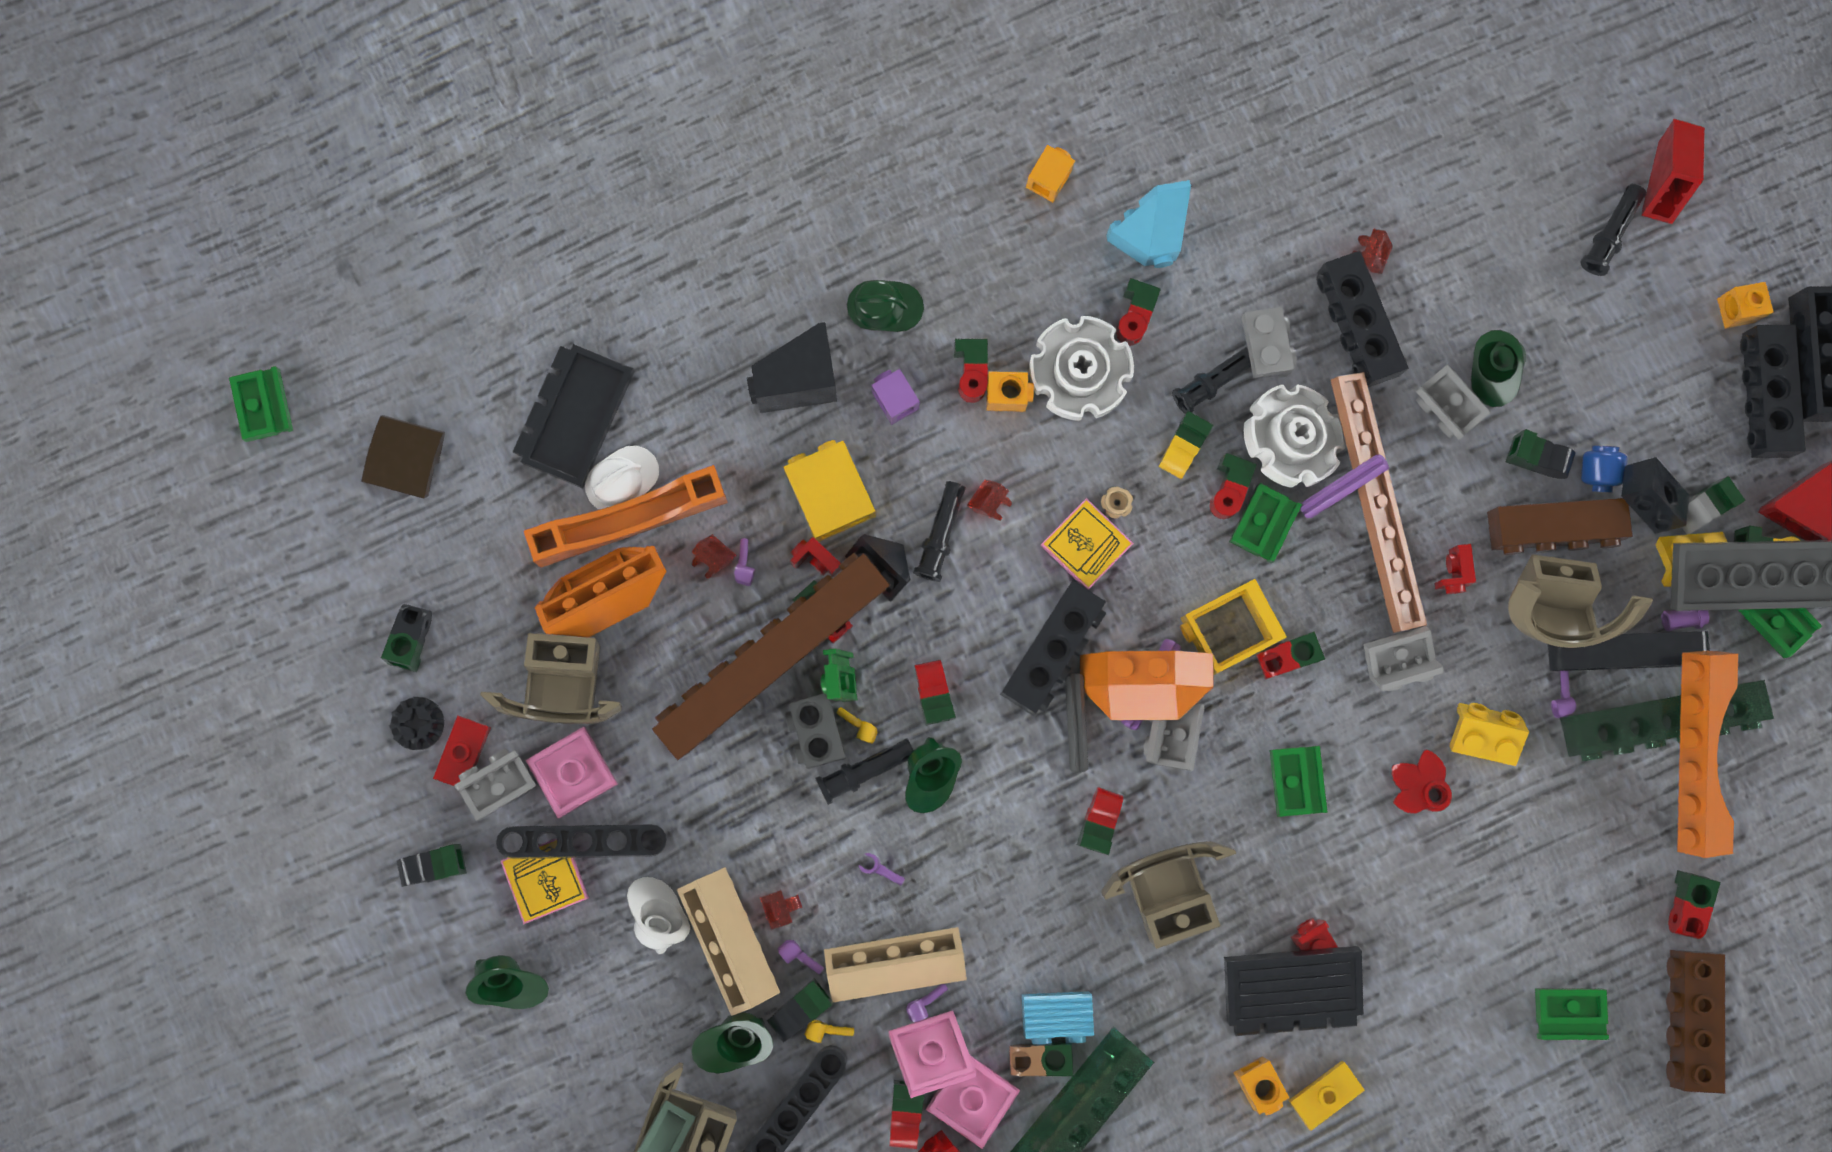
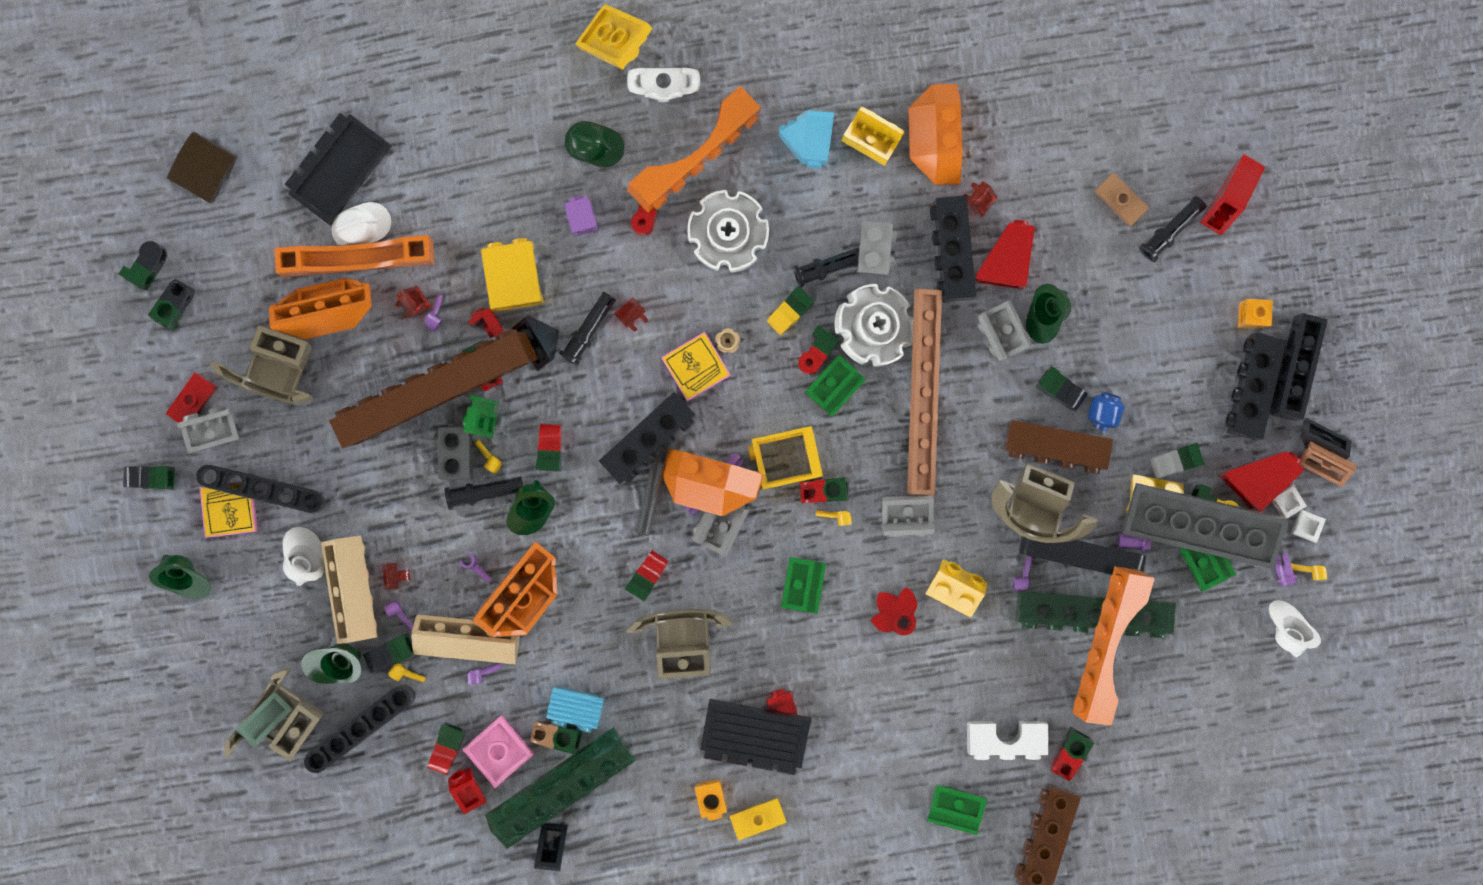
camera: 25 degrees right, 5 degrees up
(260, 404) = (106, 100): green plate -> none
(363, 596) = (146, 266): none -> leg
(427, 734) = (169, 380): black gear -> none
(571, 772) = (268, 436): bright pink tile -> none
(795, 374) = (509, 180): black slope -> none
(878, 167) = (614, 36): none -> yellow plate
(932, 1054) = (475, 710): bright pink tile -> none
(950, 888) = (520, 595): none -> orange wedge
(973, 204) = (683, 82): none -> white piece
(981, 327) = (657, 182): none -> orange arch
(998, 402) = (659, 227): light orange brick -> none
(1050, 173) = (747, 72): light orange brick -> none
(1136, 320) = (778, 207): leg -> none
(1224, 209) = (873, 136): none -> yellow bracket
(1302, 188) = (937, 134): none -> orange wedge
(1322, 684) = (843, 517): none -> yellow hand
(1344, 486) = (900, 373): medium lavender axle -> none
(1431, 312) = (1009, 258): none -> red slope
(1461, 566) = (973, 456): red bracket -> none
(1541, 211) = (1121, 199): none -> medium nougat plate
(1635, 900) = (1029, 741): none -> white arch
(1655, 495) = (1135, 442): black brick -> none

